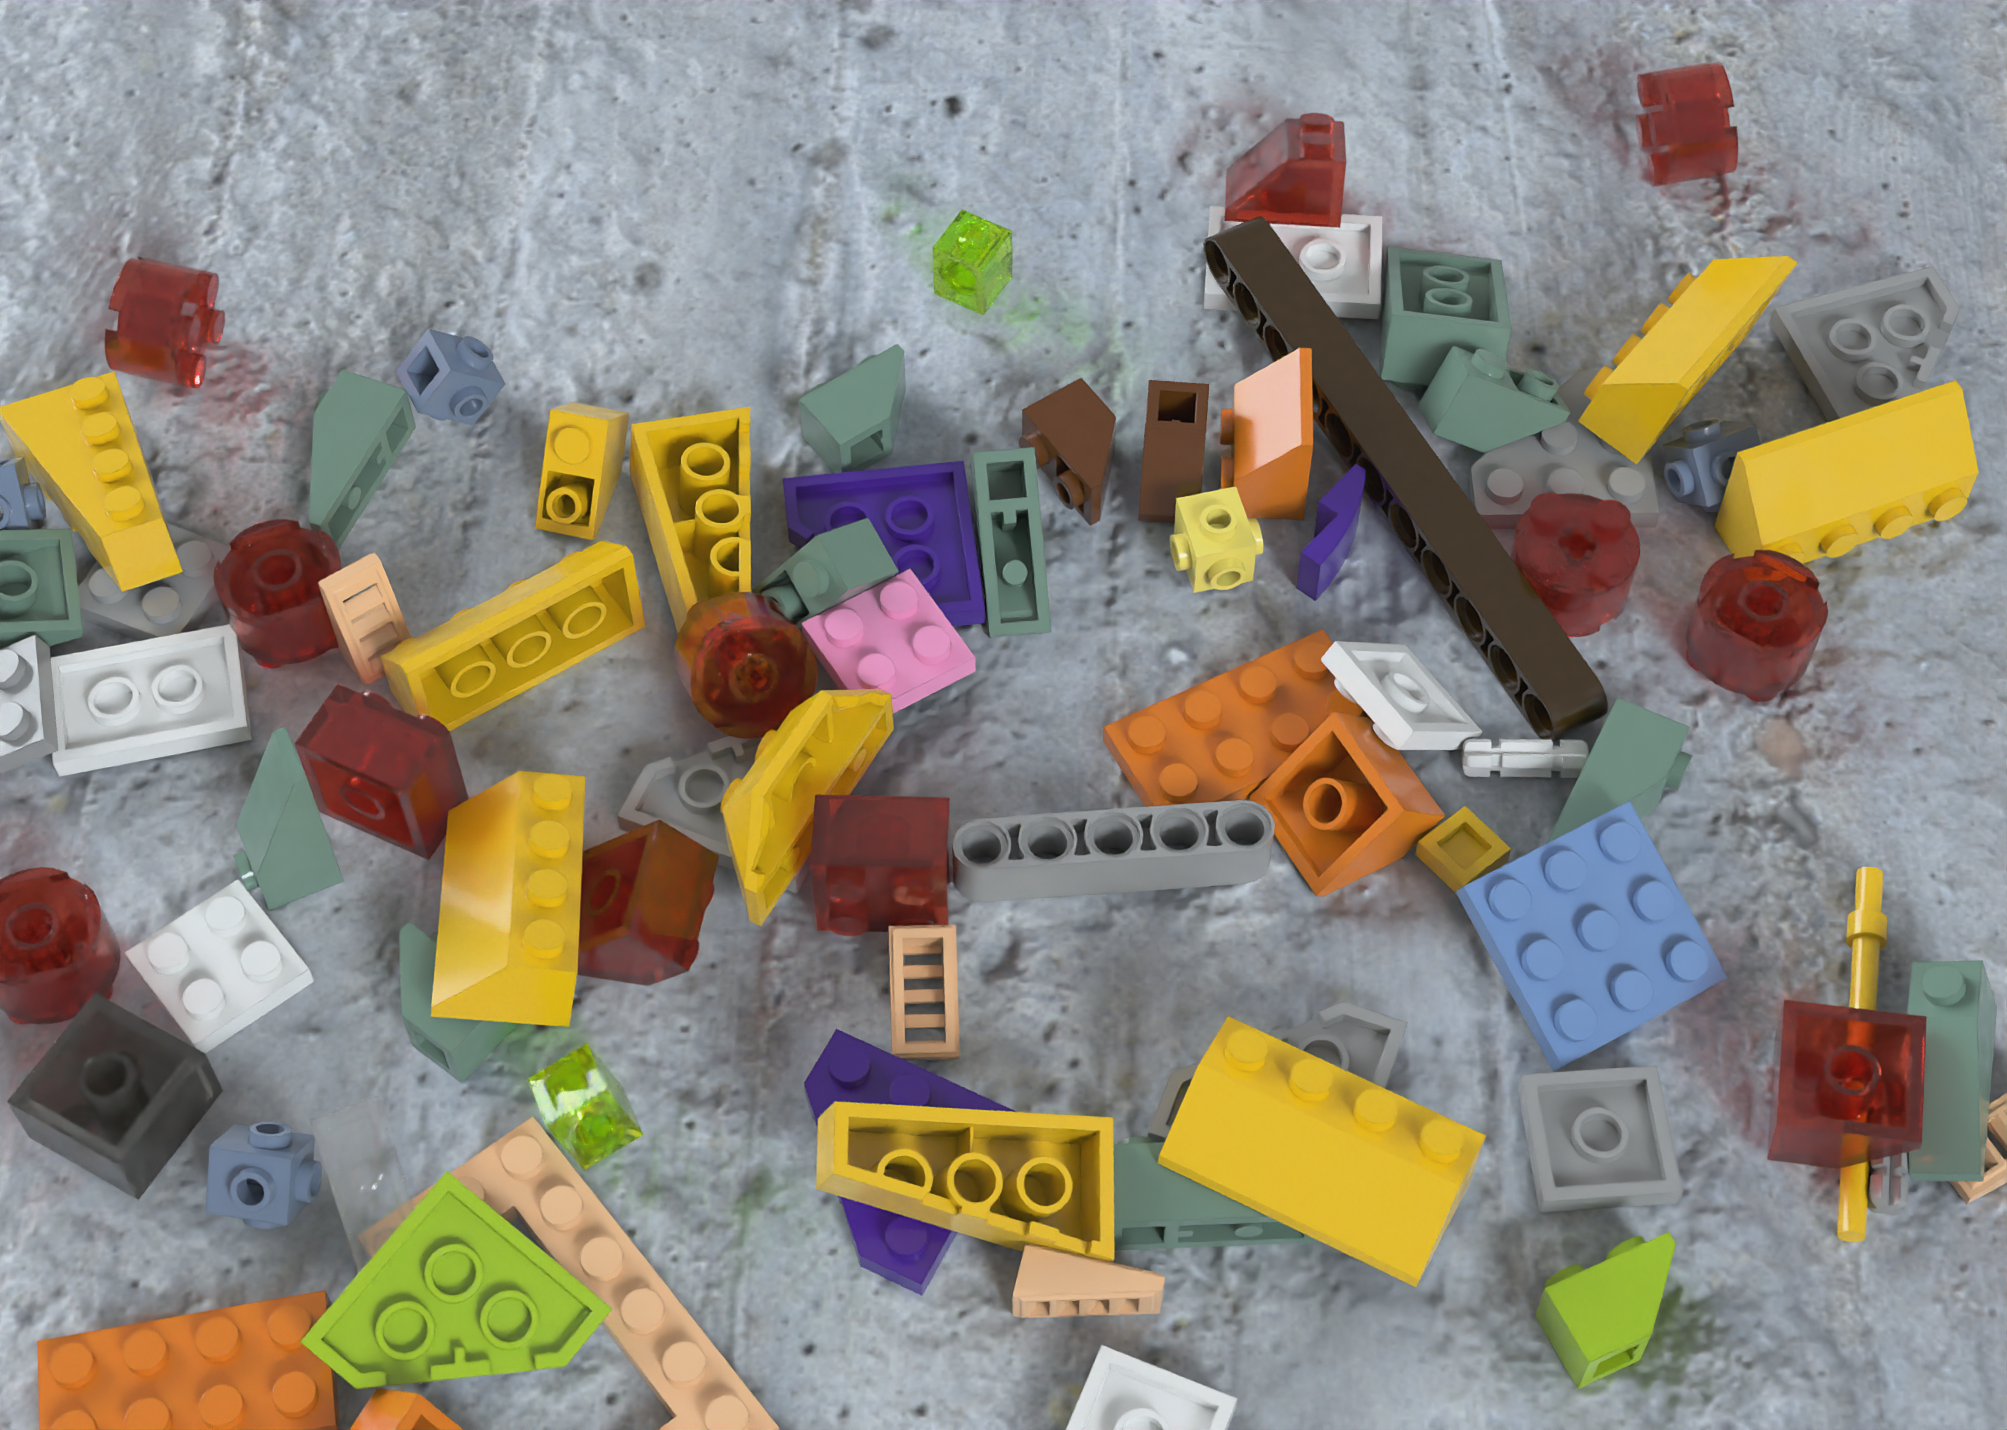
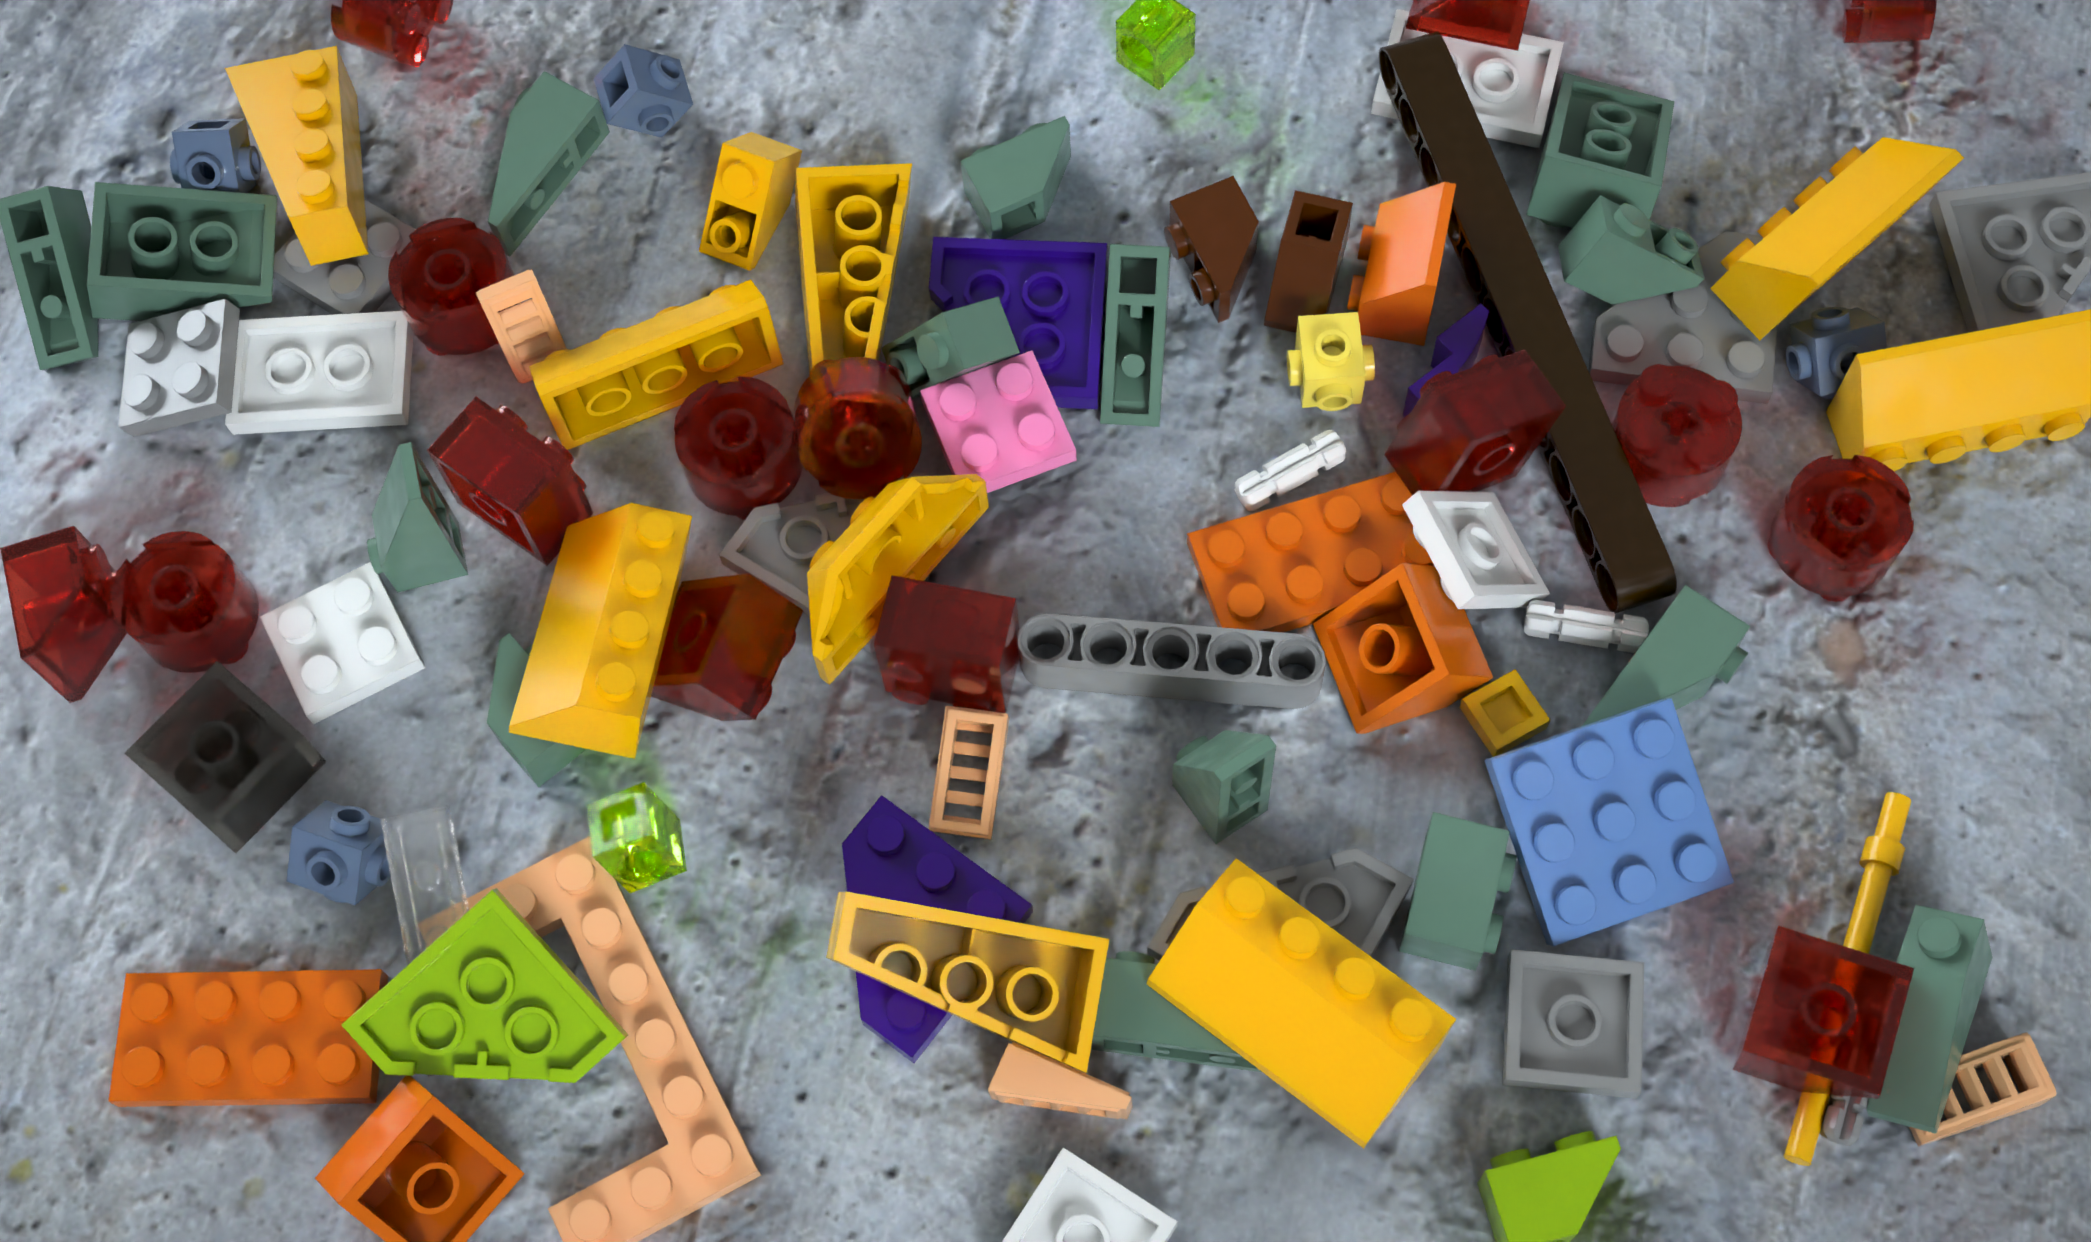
camera: 15 degrees right, 10 degrees up
(618, 705) = (737, 445): none -> clear red brick
(1194, 653) = (1290, 470): none -> white axle
(1198, 951) = (1225, 780): none -> sand green slope
(1377, 575) = (1475, 425): none -> clear red brick
(1453, 1029) = (1457, 891): none -> sand green brick

